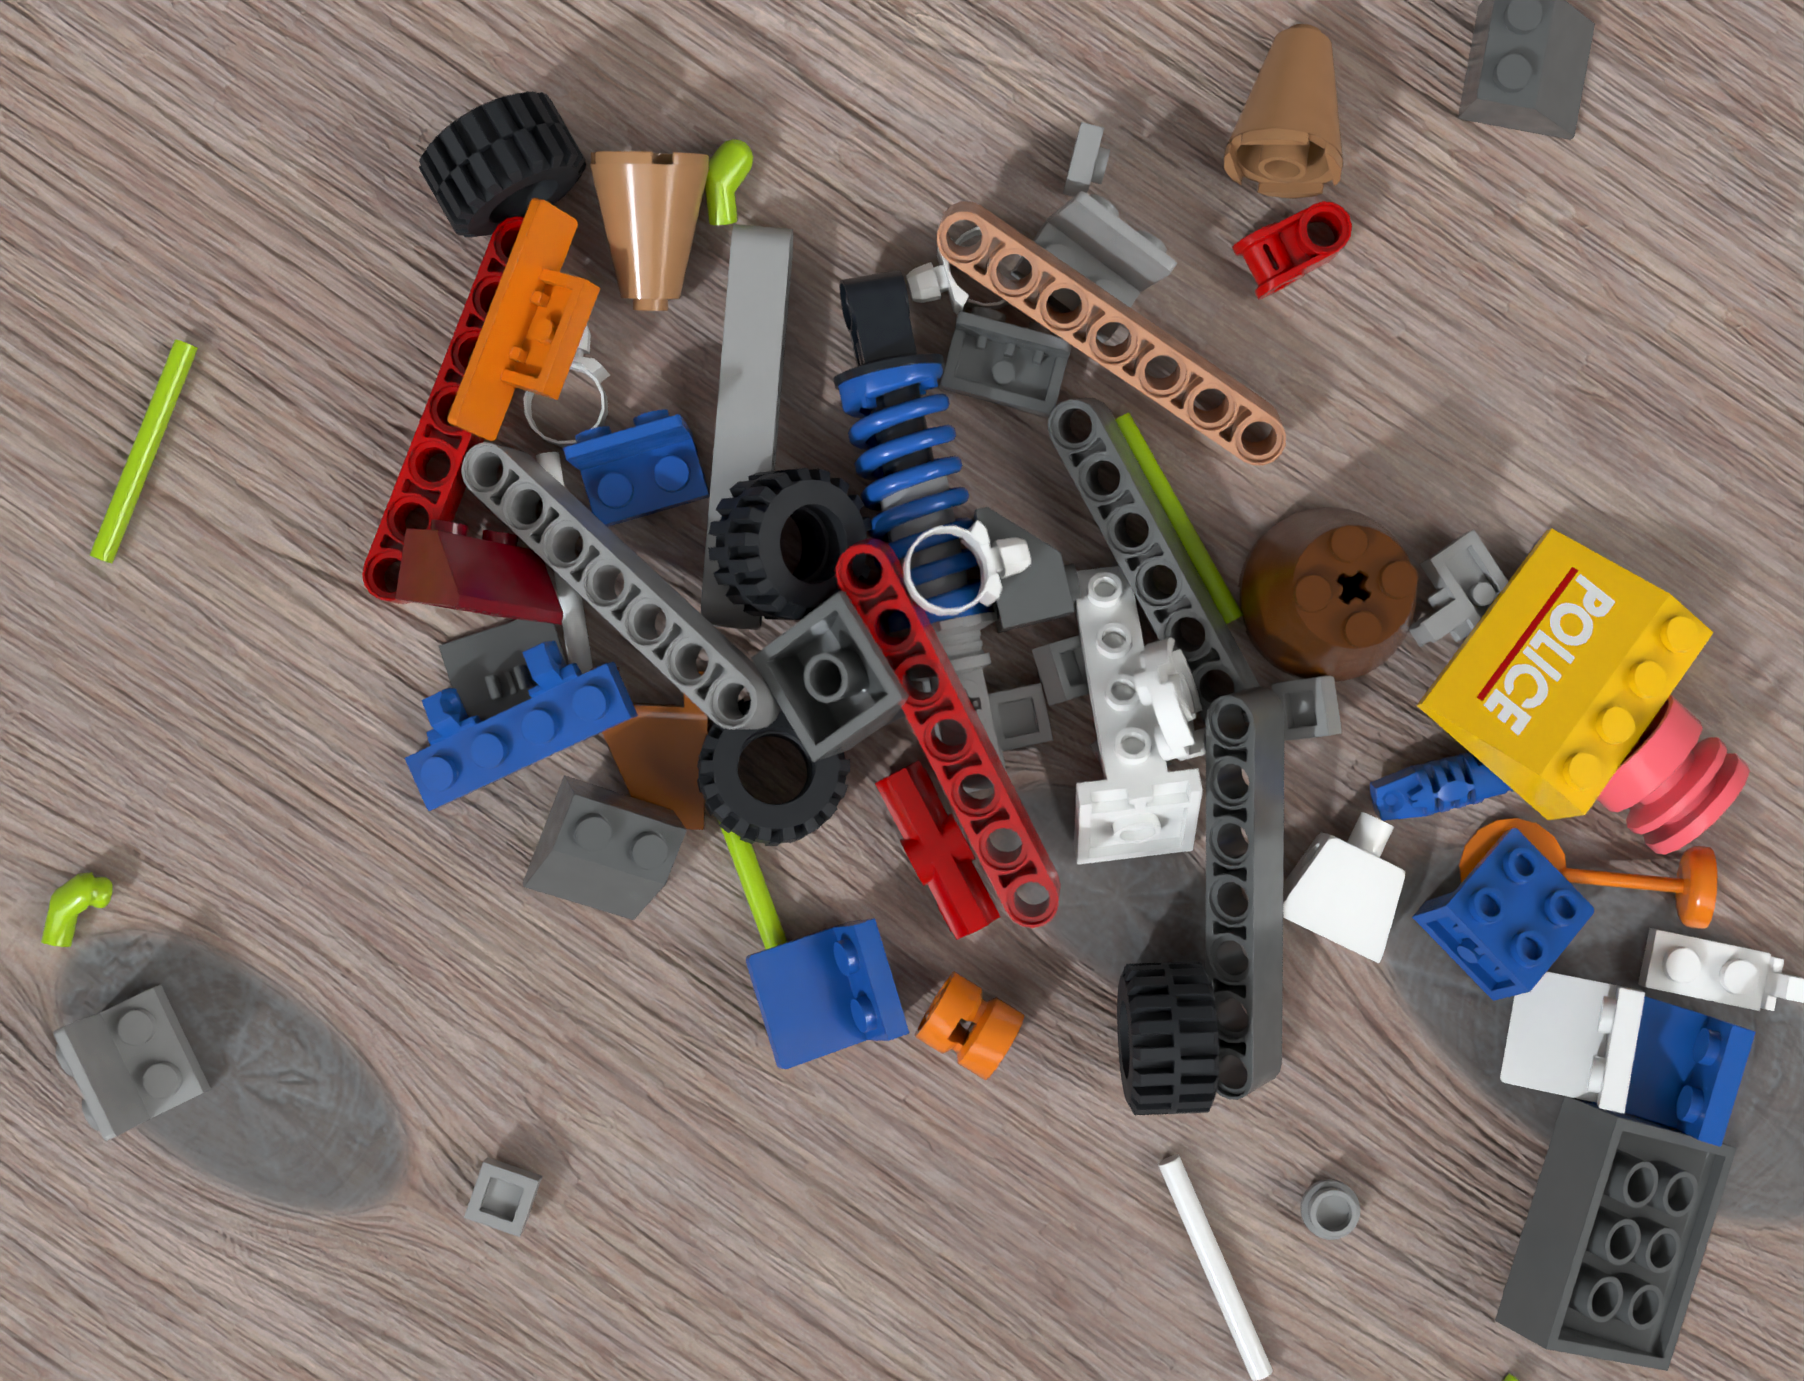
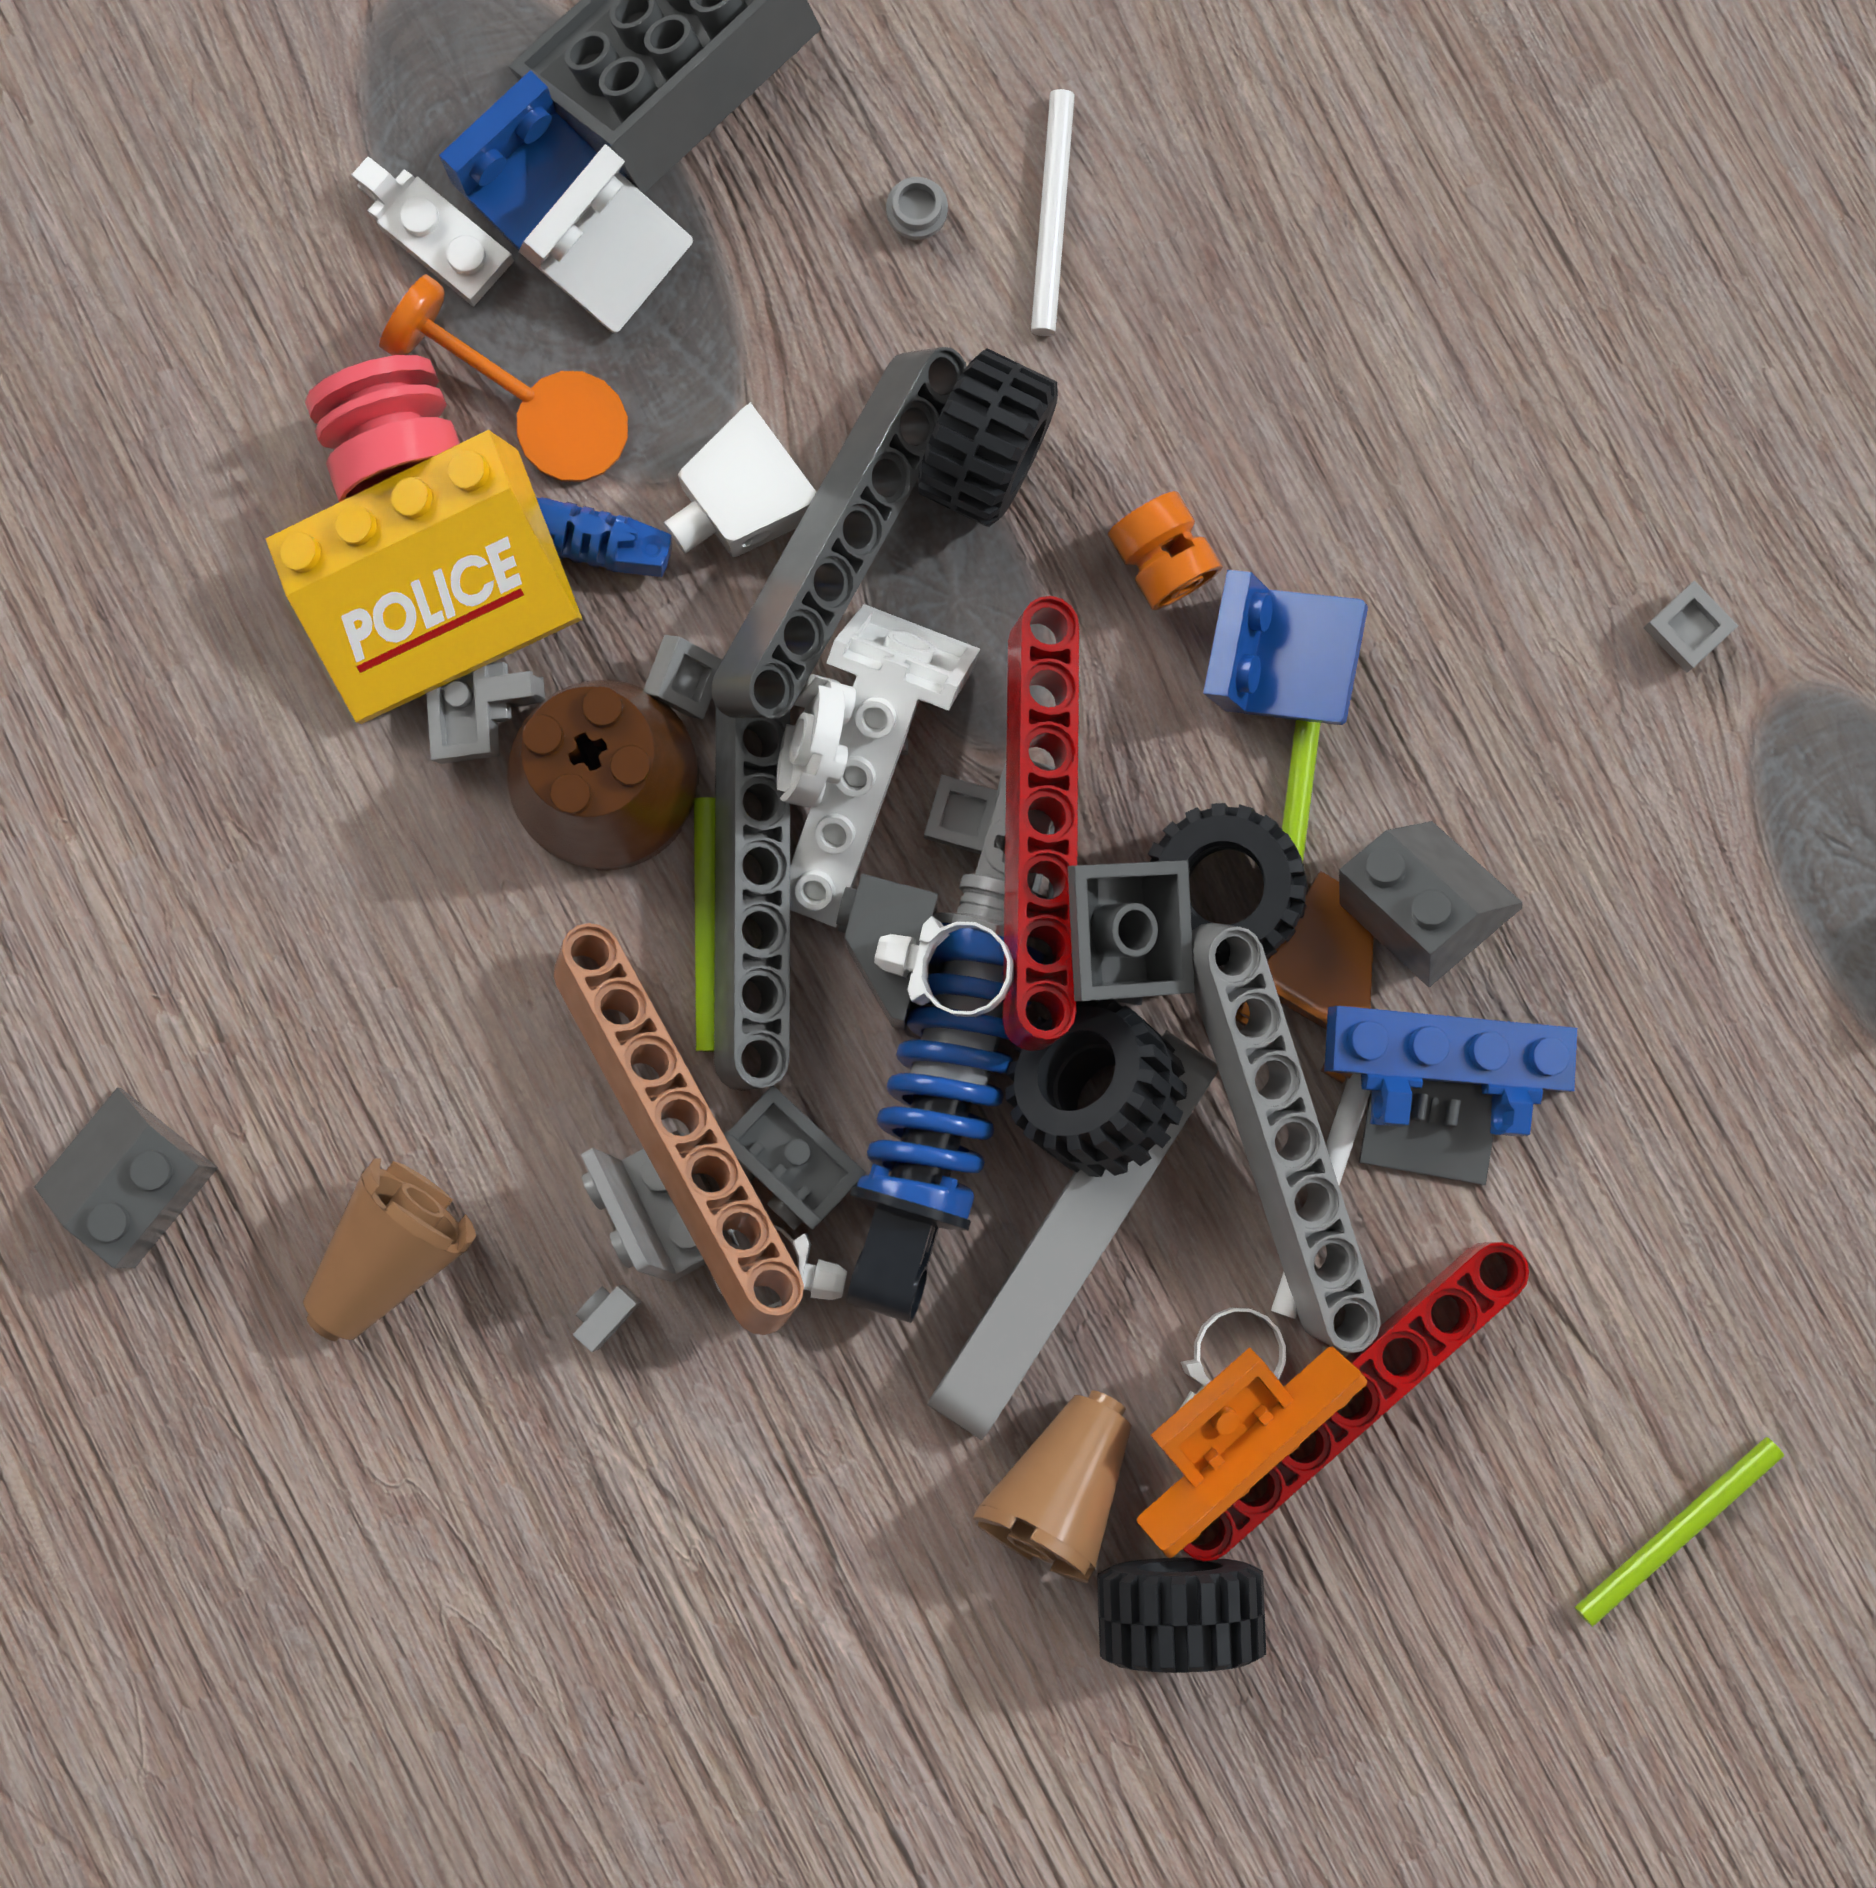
camera: 150 degrees left, 5 degrees down
(476, 574) = (1415, 1220): dark red slope -> none
(639, 467) = (1201, 1241): blue bracket -> none
(725, 174) = (960, 1497): lime arm -> none
(937, 850) = (1107, 731): red piece -> none
(1062, 670) = (896, 836): light grey plate -> none
(1285, 253) = (455, 1122): red piece -> none
(1507, 918) = (603, 383): blue bracket -> none

